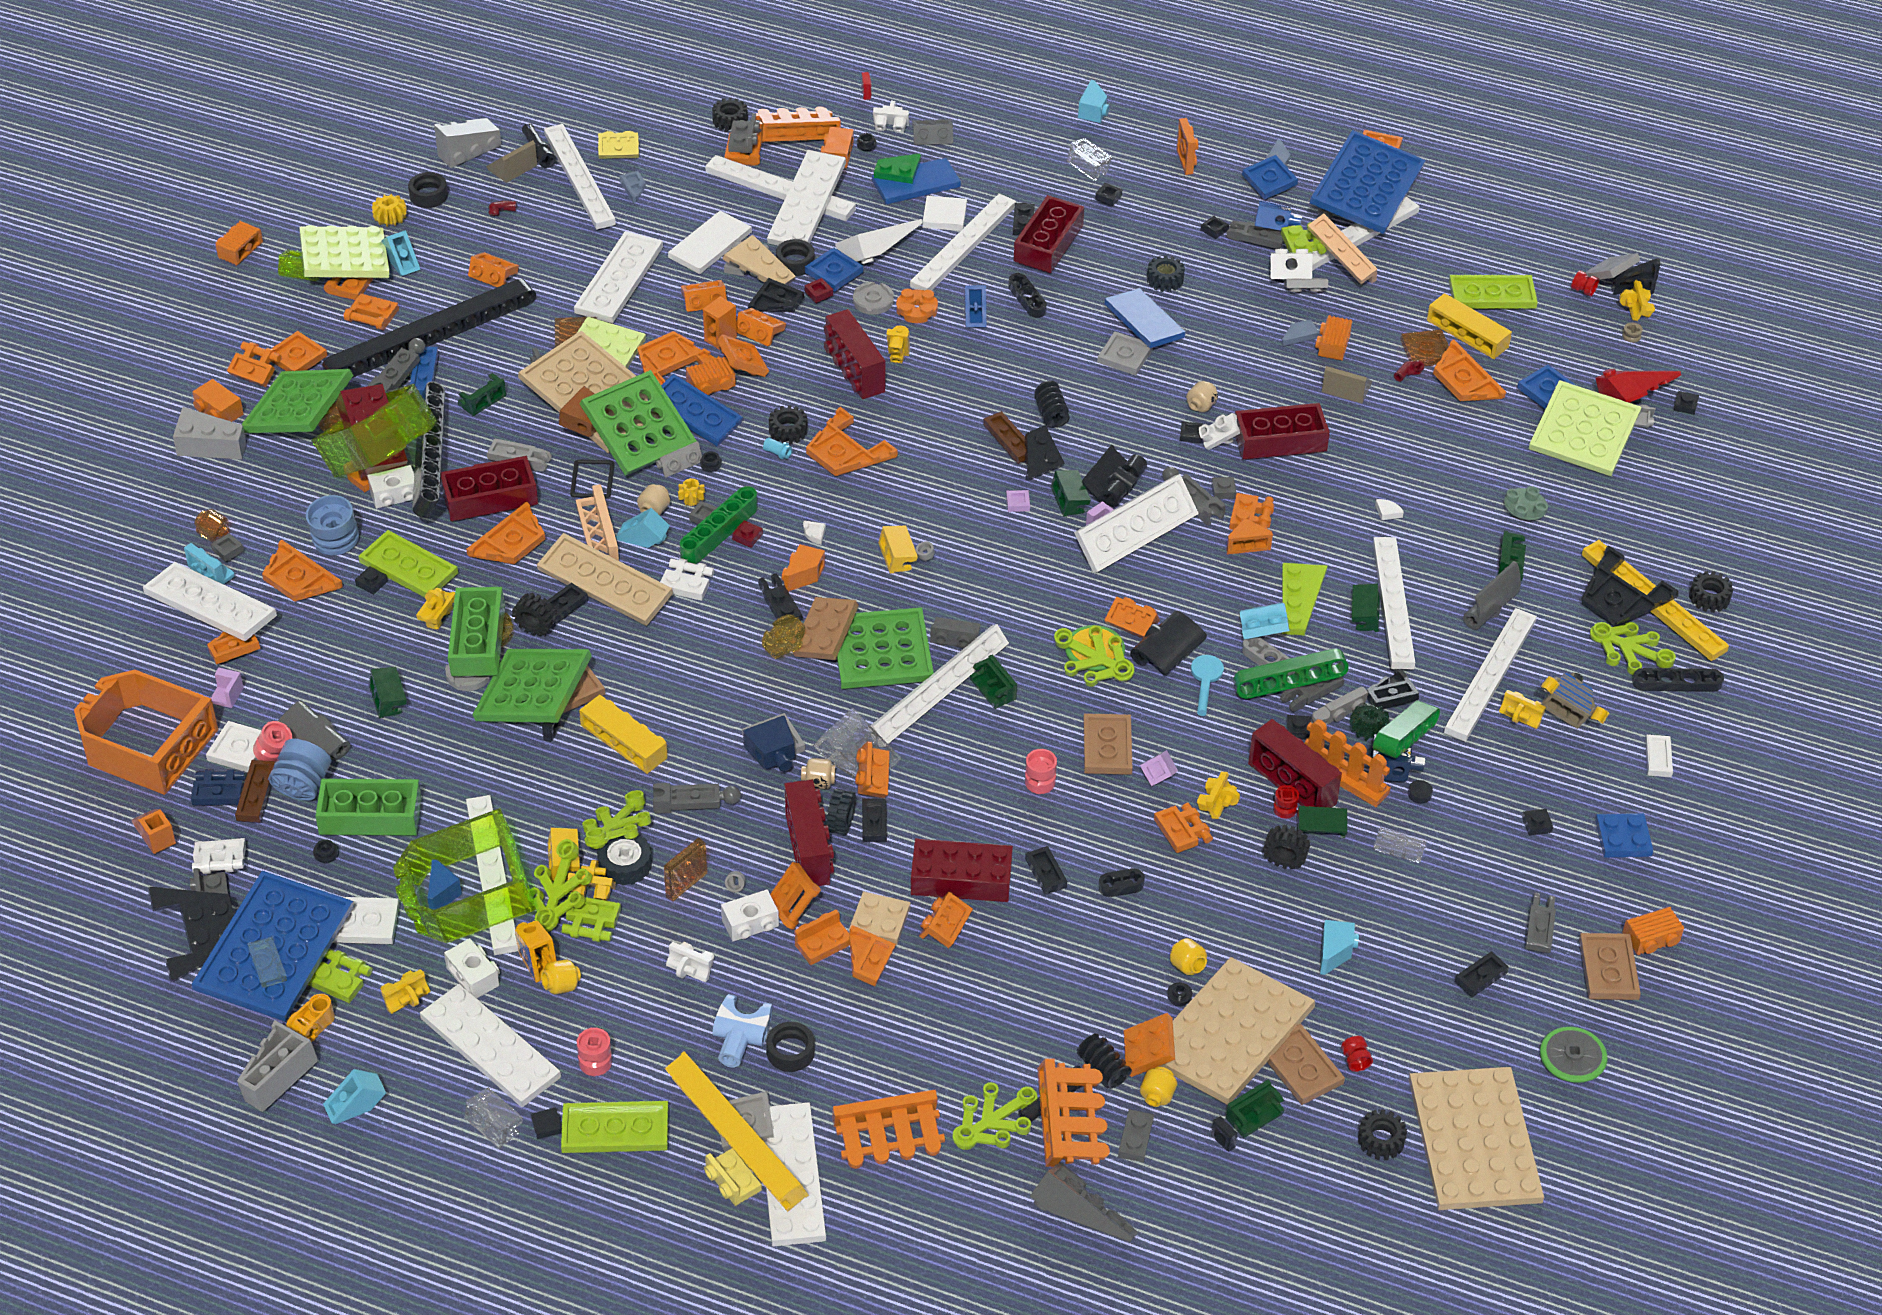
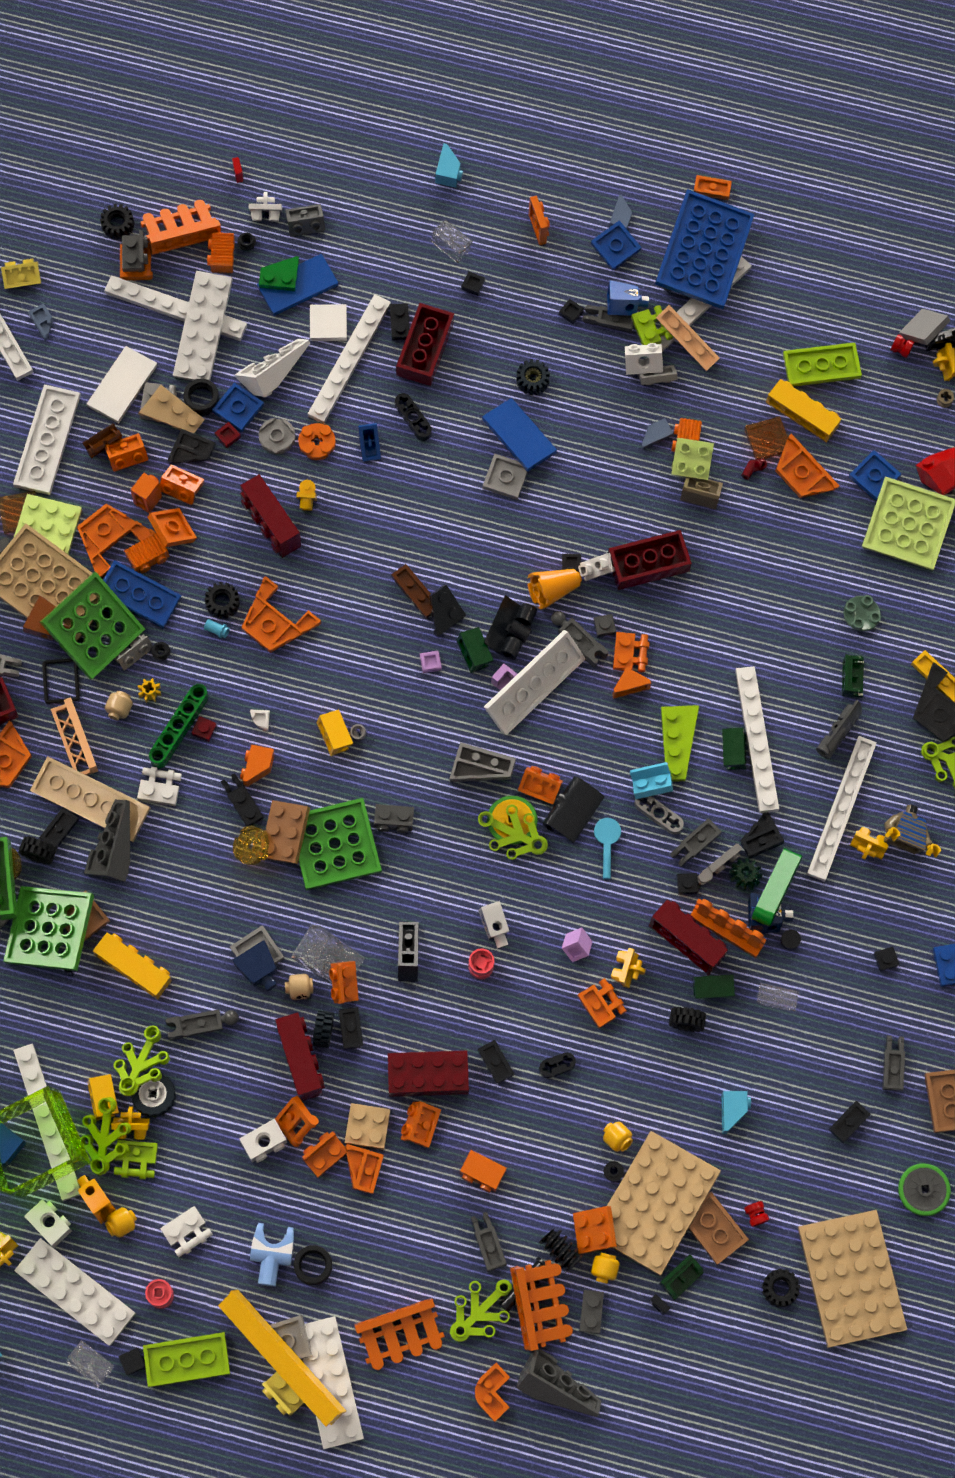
camera: 10 degrees left, 25 degrees up
(624, 621) = (112, 853): none -> dark grey wedge
(636, 993) = (182, 1227): none -> white plate
(644, 529) = (114, 739): medium azure slope -> none
(671, 284) = (97, 442): none -> reddish brown hinge
(685, 869) = (205, 1107): clear orange tile -> none
(689, 962) = (221, 1195): white hips -> none
(701, 511) = (163, 712): dark grey plate -> none
(730, 881) = (246, 1109): light grey hinge -> none
(939, 684) = (387, 879): white plate -> none
(953, 755) = (408, 952): none -> black slope
(992, 1204) = (486, 1392): none -> orange plate
(994, 682) = (432, 870): dark green hinge -> none
(1014, 1050) = (489, 1244): none -> dark grey hinge
(1016, 973) = (482, 1171): none -> orange brick
(1051, 404) = (446, 550): black piece -> none
(1061, 731) = (491, 915): none -> white torso
(1064, 590) = (481, 765): none -> light grey wedge
(1107, 744) = (532, 924): medium nougat plate -> none
(1166, 442) = (551, 586): none -> light orange cone
(1202, 396) = (577, 523): tan head -> none
(1279, 670) = (677, 835): green beam -> none
(1286, 801) = (683, 971): red wheel -> none
(1339, 349) = (692, 458): none -> yellowish green hinge
(1388, 509) = (746, 633): white tile -> none

